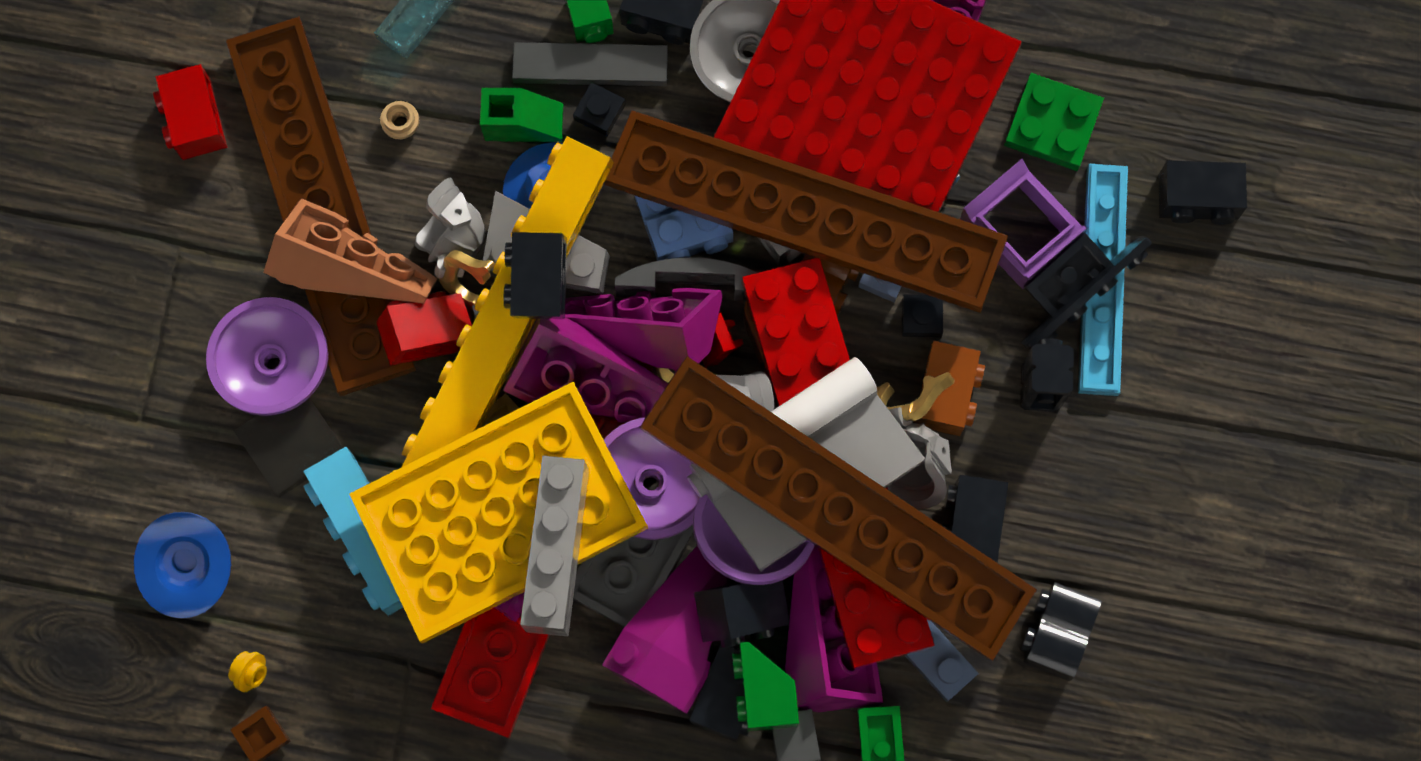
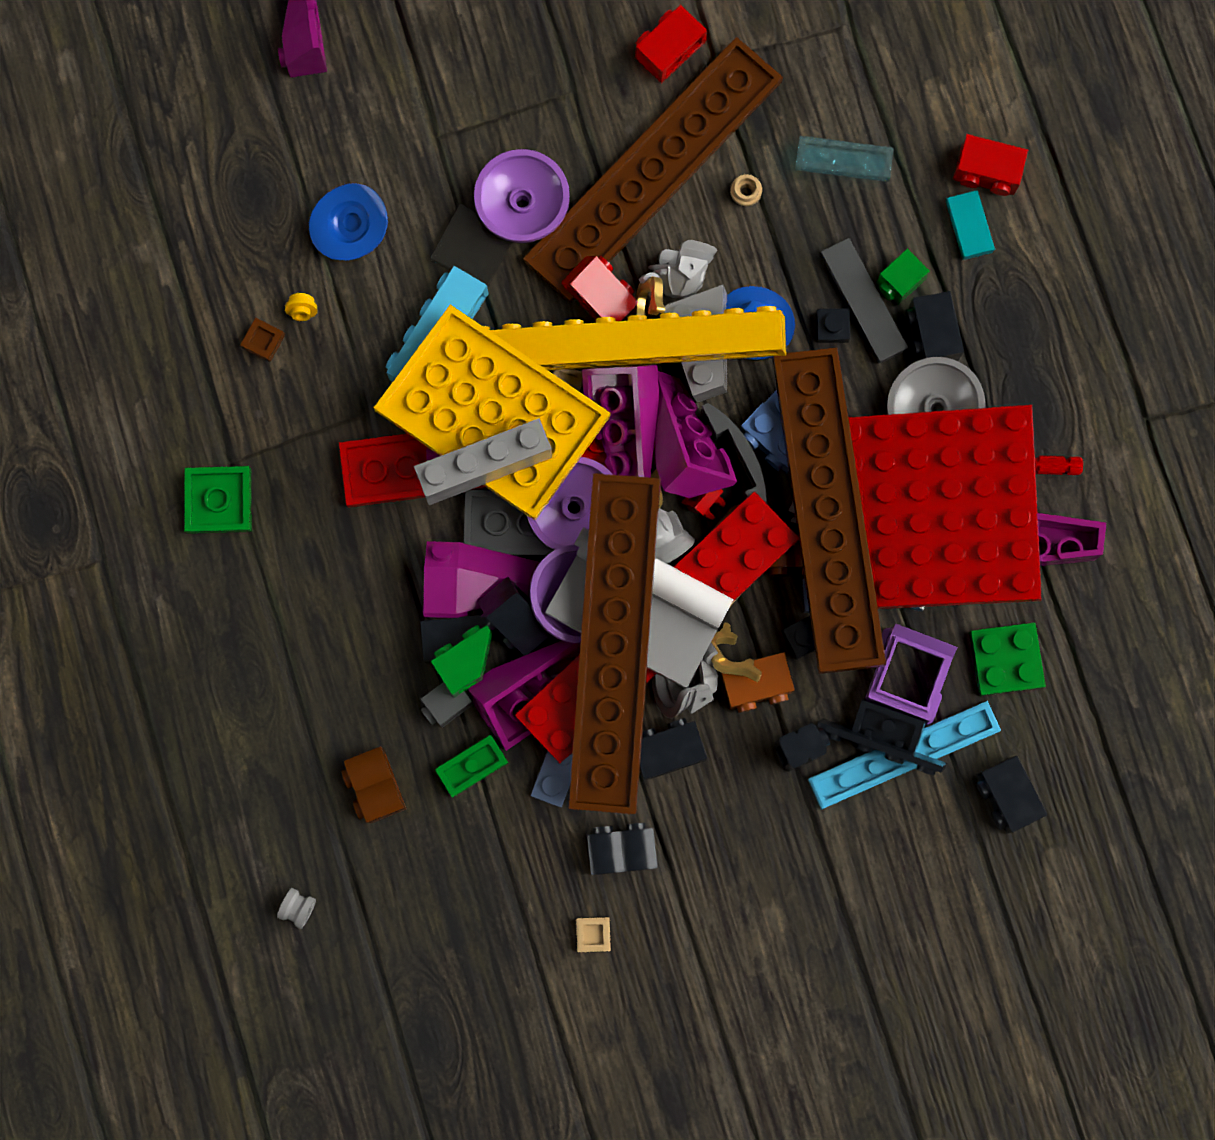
camera: 60 degrees right, 5 degrees up
(323, 254) = (615, 196): nougat wedge -> none
(520, 116) = (793, 272): green slope -> none
(536, 275) = (667, 345): black brick -> none
(1137, 712) = (593, 934): none -> tan tile

